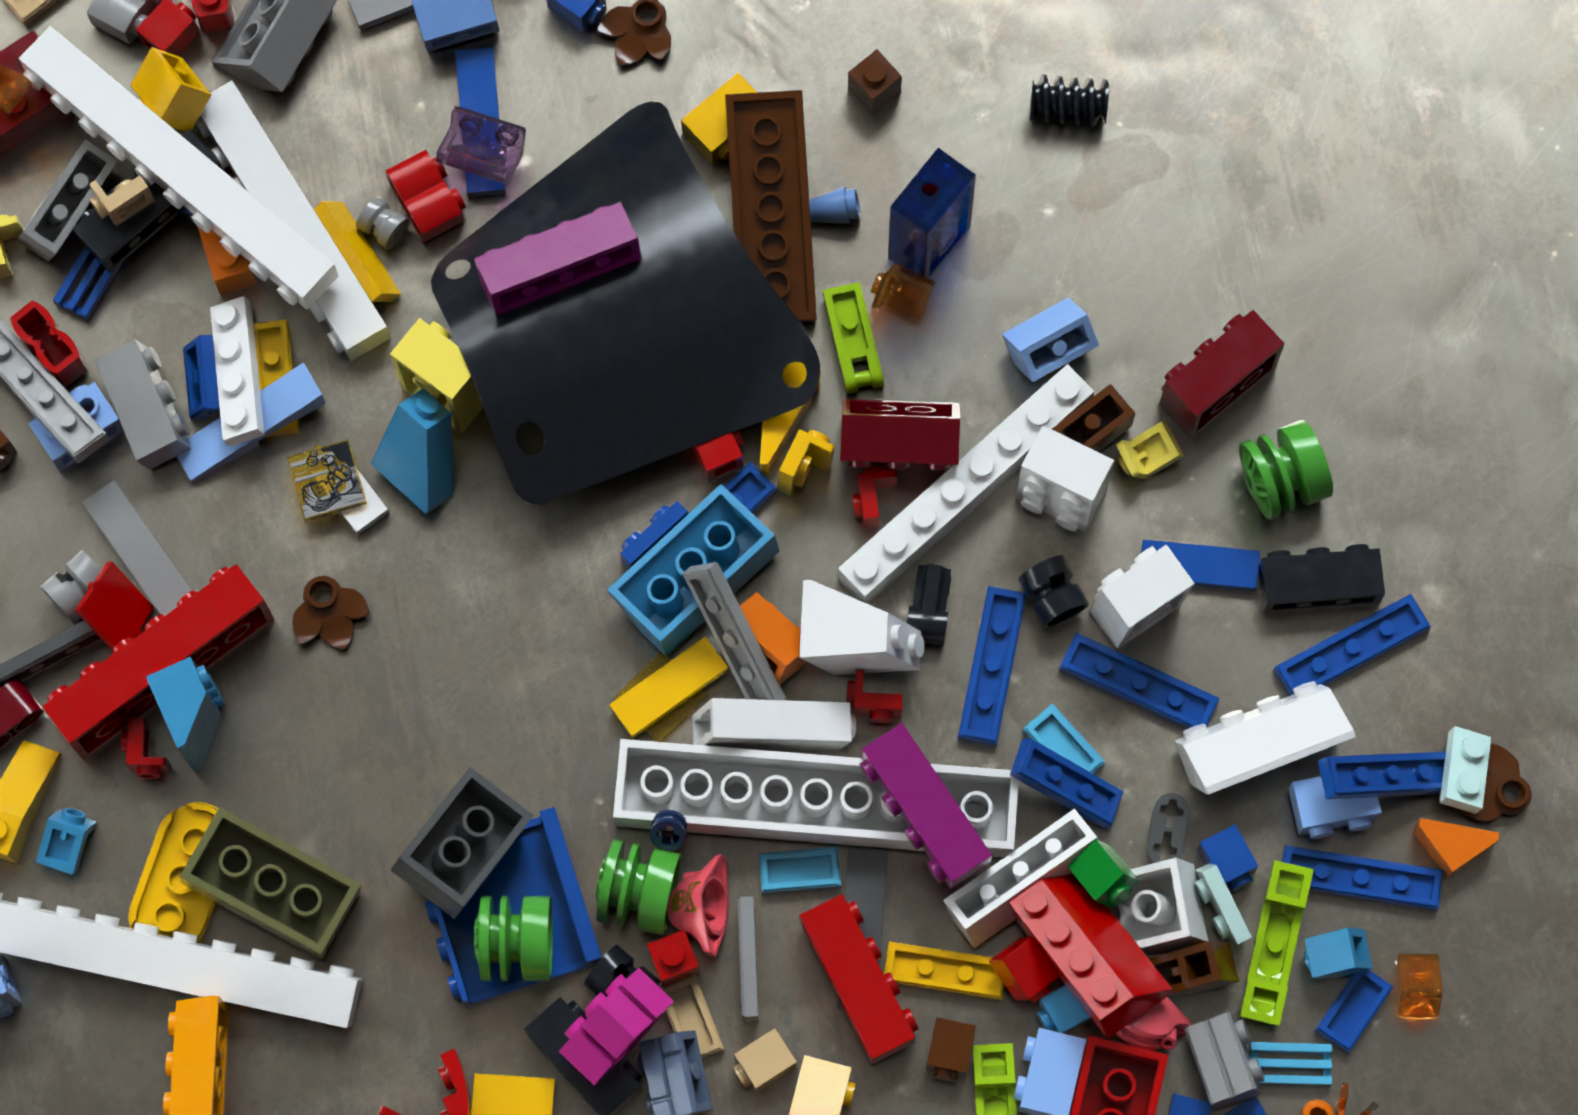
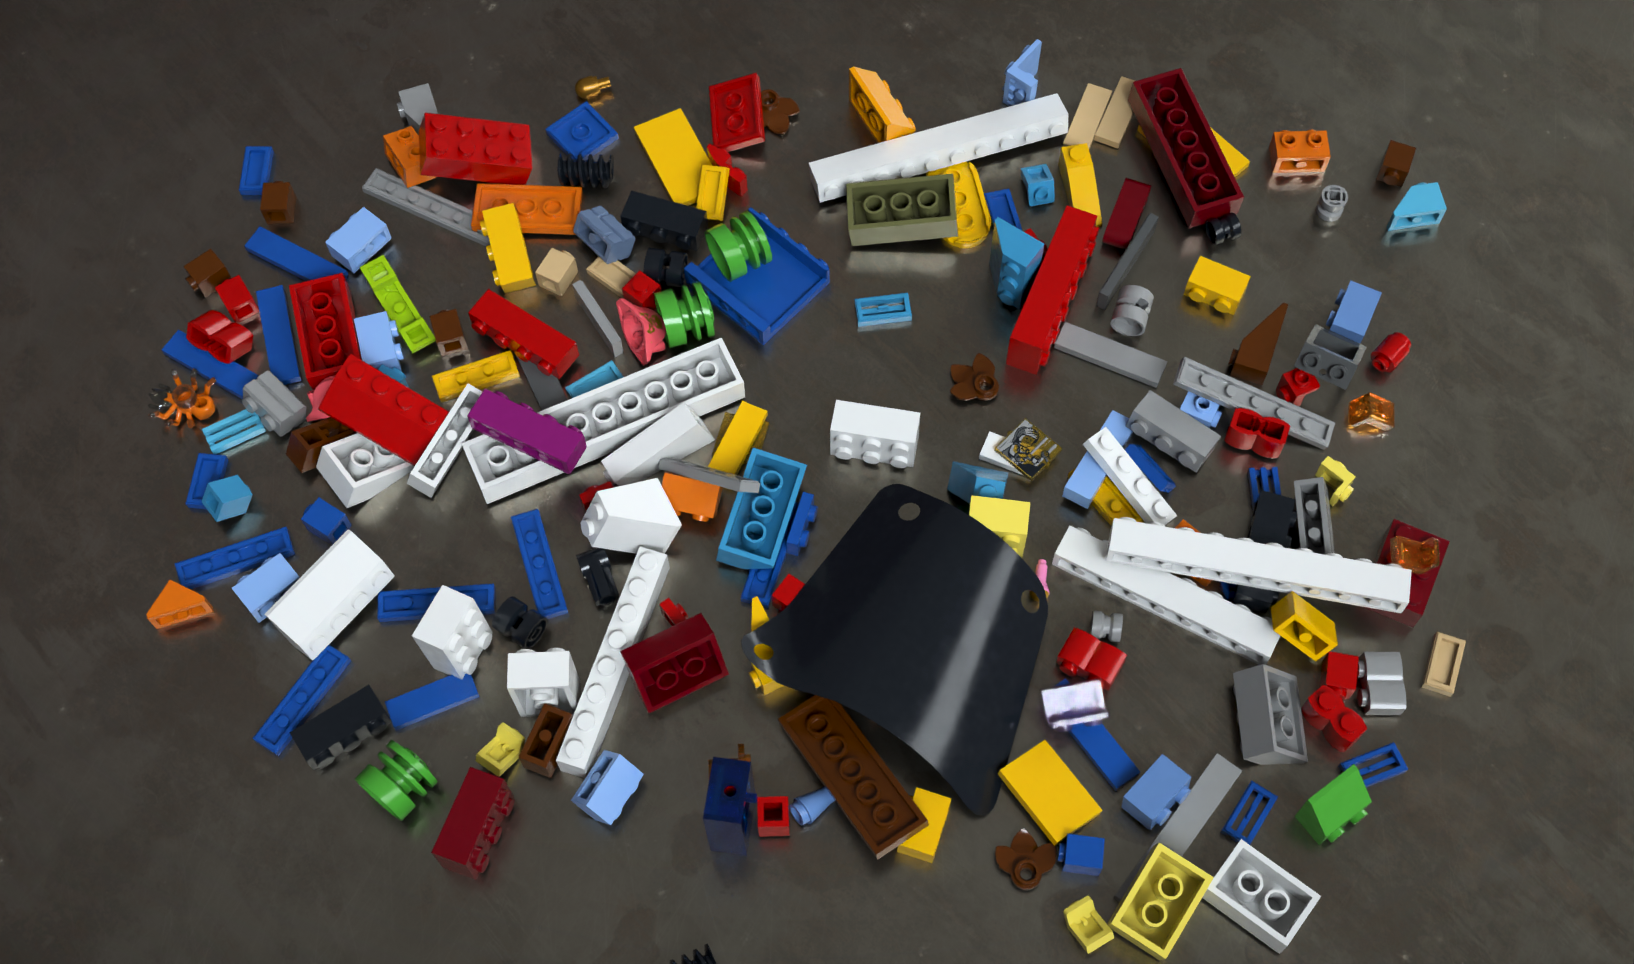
camera: 150 degrees right, 10 degrees down
(114, 606) = (1100, 305): red piece -> none
(124, 202) = (1279, 519): tan bracket -> none
(139, 824) = (1001, 205): none -> blue tile
(357, 251) = (1109, 598): yellow tile -> none
(408, 788) = (885, 313): none -> dark azure tile
(426, 309) = (1041, 572): none -> bright pink piece
(461, 842) = (802, 276): dark grey brick -> none
(497, 1062) = (713, 191): none -> yellow tile
(500, 588) = (874, 434): none -> white brick
(558, 258) = (961, 618): magenta brick -> none
(567, 82) = (1049, 792): none -> yellow tile
(614, 1024) = (653, 215): dark pink piece -> none
(668, 841) = (682, 345): dark blue bush -> none
(806, 450) = (728, 621): yellow bracket -> none
(852, 336) = (747, 723): lime plate -> none
(874, 82) = (834, 909): reddish brown brick -> none
(875, 208) = (773, 816): none -> red brick
(1025, 969) = (425, 384): red brick -> none
(1060, 736) = (467, 539): medium azure tile -> none
(1066, 783) = (450, 506): blue tile -> none
(1104, 874) = (396, 460): green brick -> none
(1158, 829) = (368, 523): dark grey beam -> none
(1214, 890) = (311, 487): light aqua plate -> none
(1275, 943) = (272, 486): lime slope -> none
(1382, 775) = (236, 613): blue tile -> none
(1419, 985) = (169, 513): clear orange bracket -> none
(1465, 770) = (189, 653): light aqua plate -> none
(1502, 774) = (171, 661): reddish brown plate -> none

